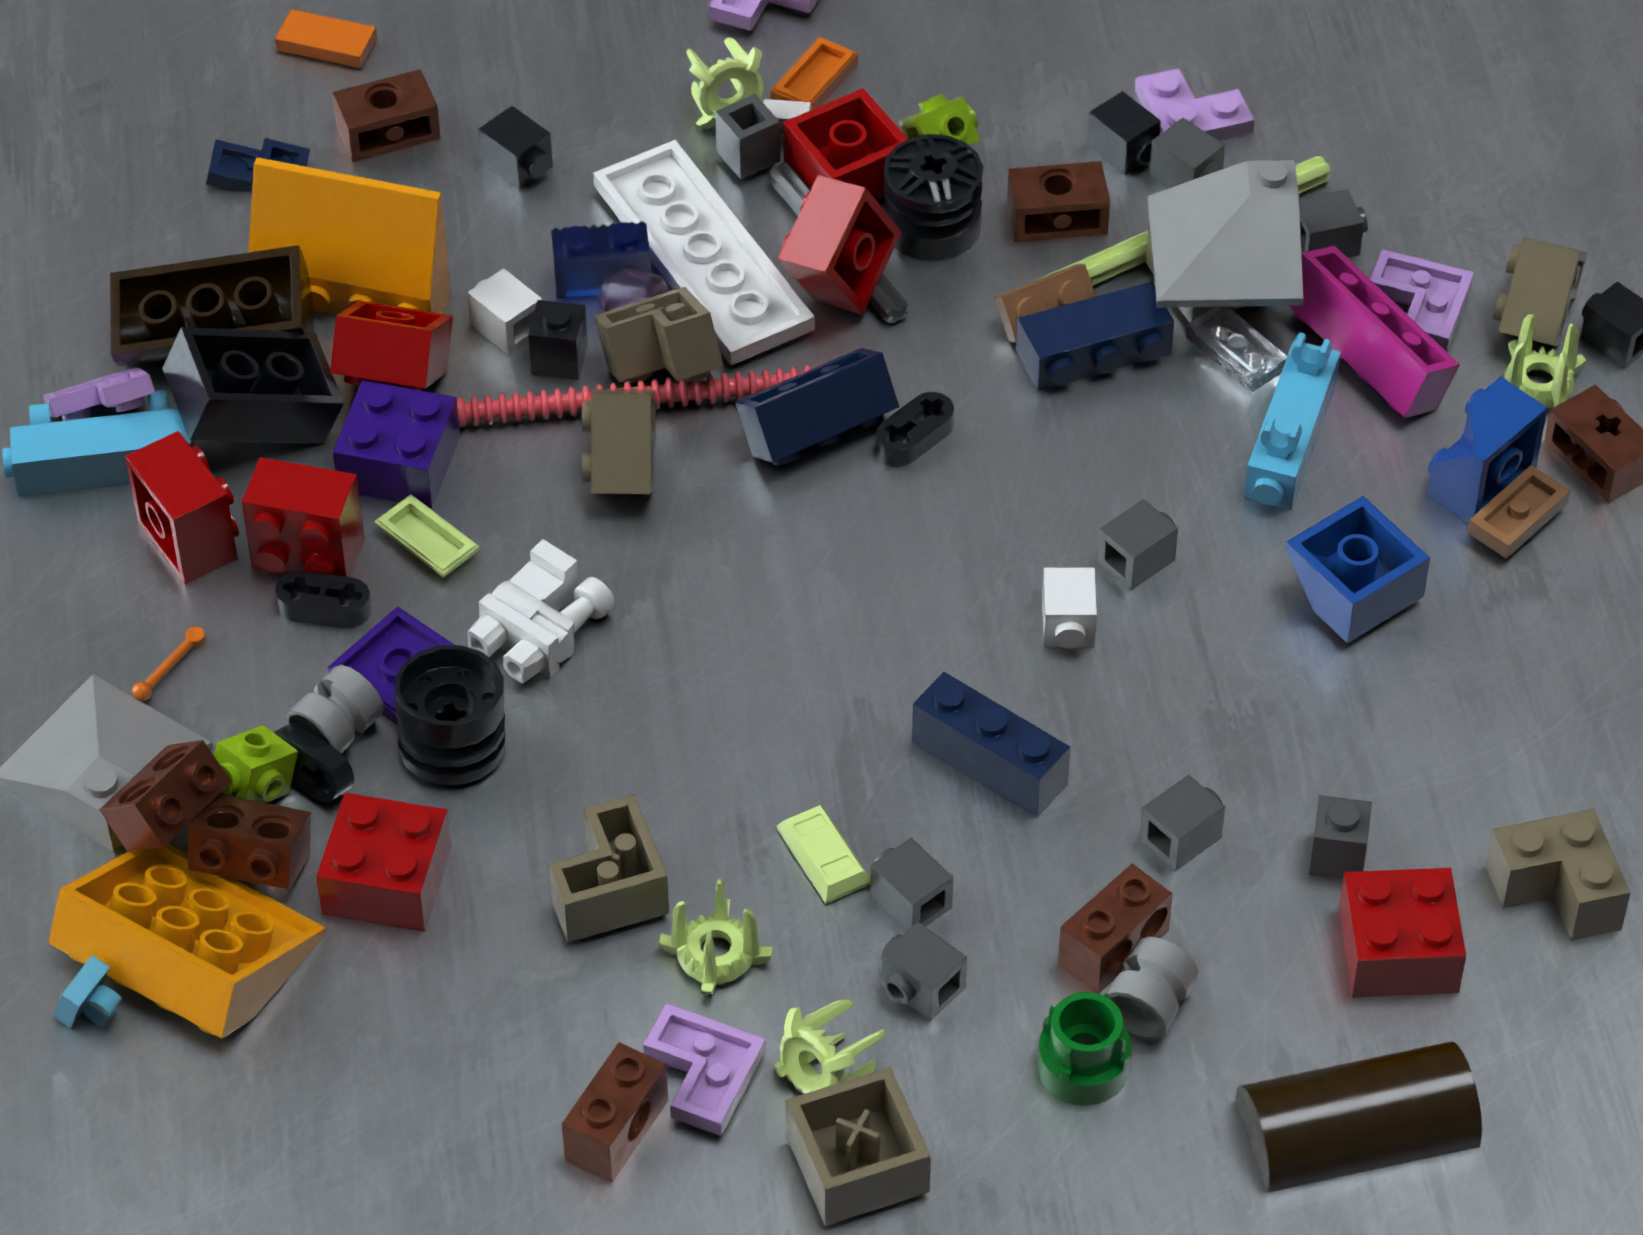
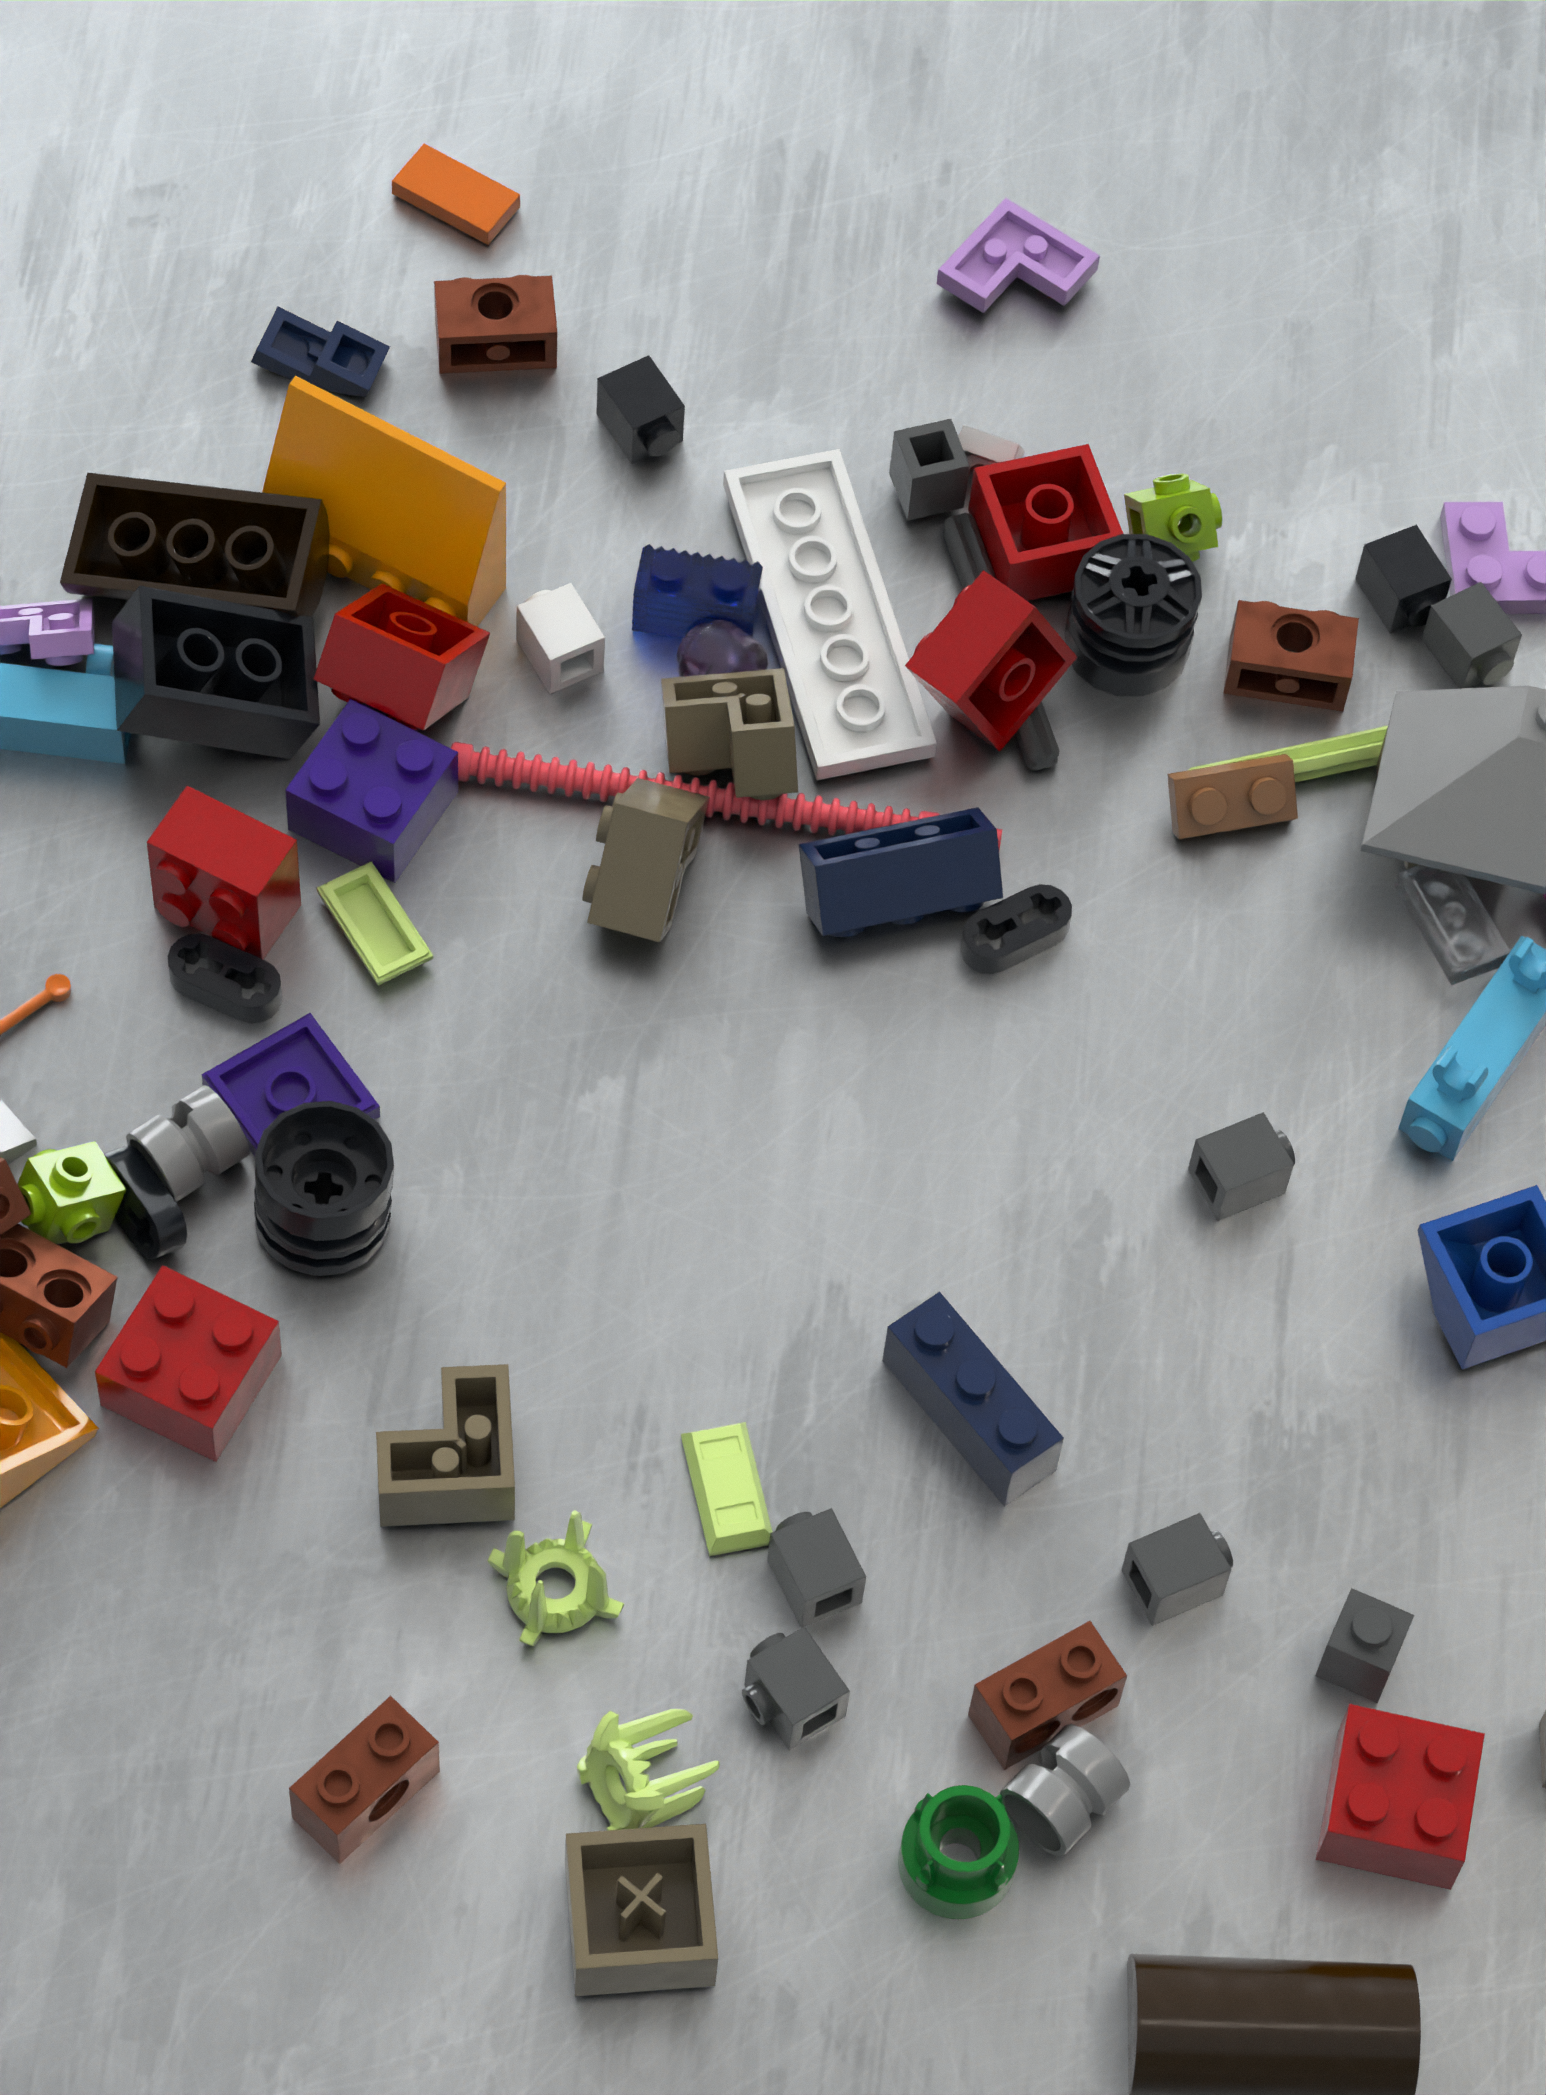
camera: 10 degrees right, 10 degrees up
(183, 506) = (87, 815): red brick -> none
(526, 617) = (458, 1065): white hips -> none
(558, 339) = (611, 695): black brick -> none
(716, 1060) = (511, 1740): lavender plate -> none
(740, 70) = (904, 380): yellowish green piece -> none
(816, 73) = (1042, 397): orange tile -> none
(1069, 607) = (1128, 1233): white brick -> none
(1094, 336) = (1276, 859): dark blue brick -> none

